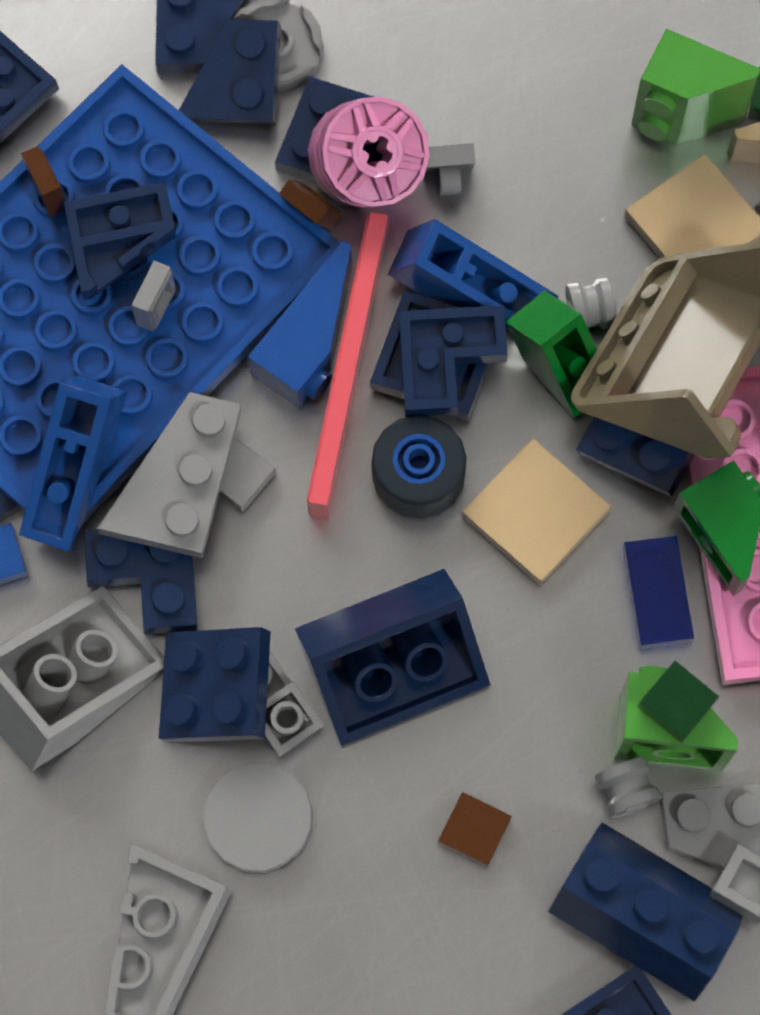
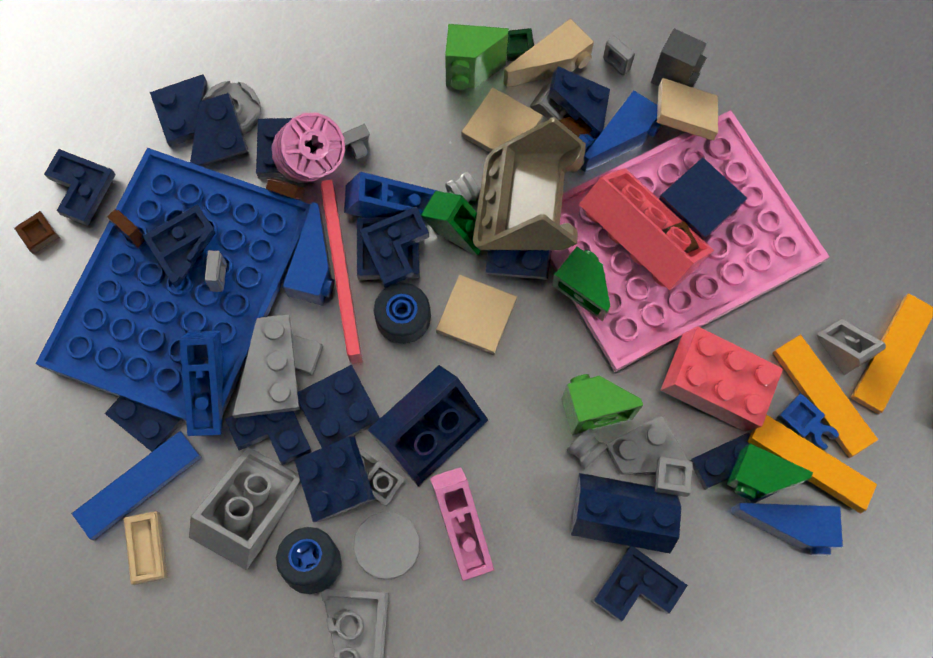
camera: 25 degrees left, 0 degrees up
(128, 773) = (303, 549): none -> black wheel
(263, 575) = (337, 407): none -> dark blue plate
(385, 828) = (462, 523): none -> bright pink slope
(474, 829) = (511, 504): reddish brown tile -> none
(658, 592) = (560, 334): clear blue tile -> none
(678, 701) = (601, 390): dark green tile -> none

